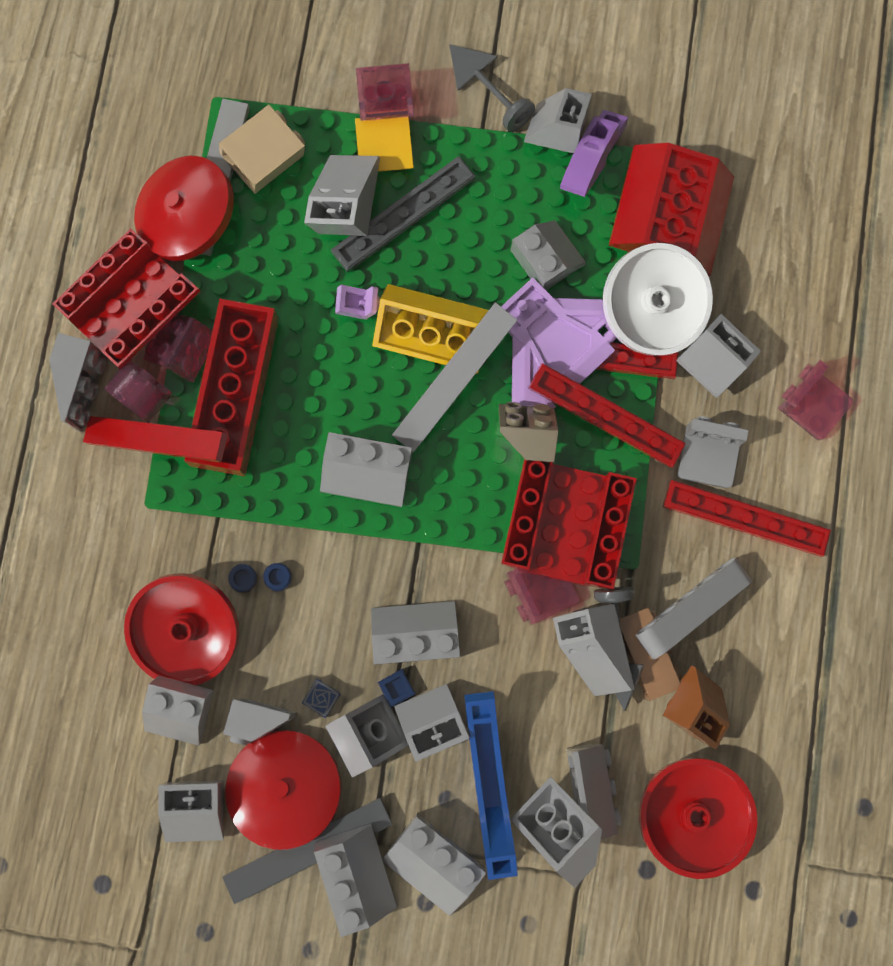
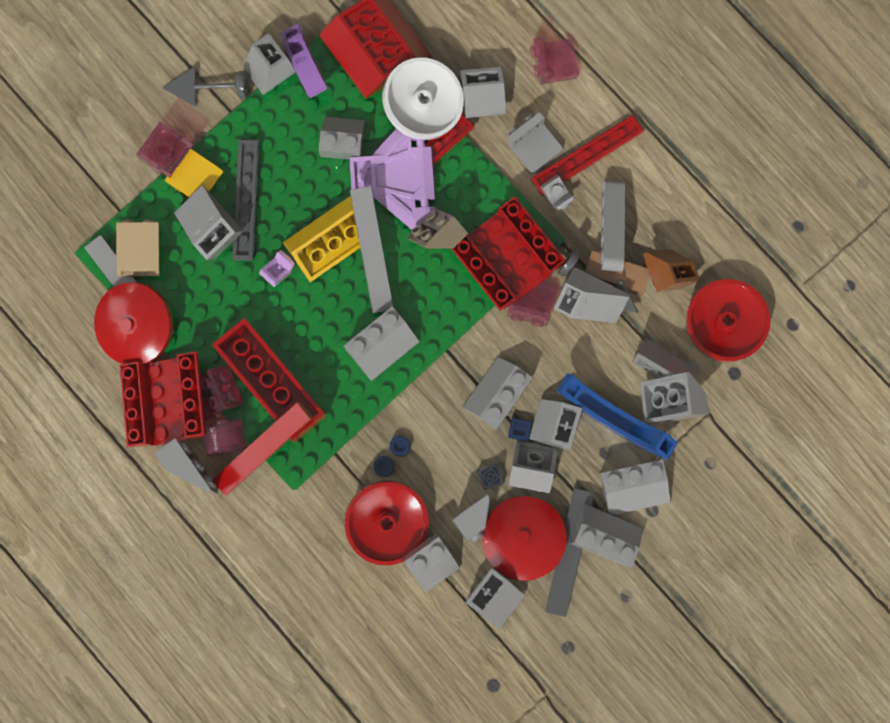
camera: 45 degrees left, 0 degrees up
(606, 415) = (464, 183): red tile -> none
(678, 520) = (557, 193): none -> light grey bracket

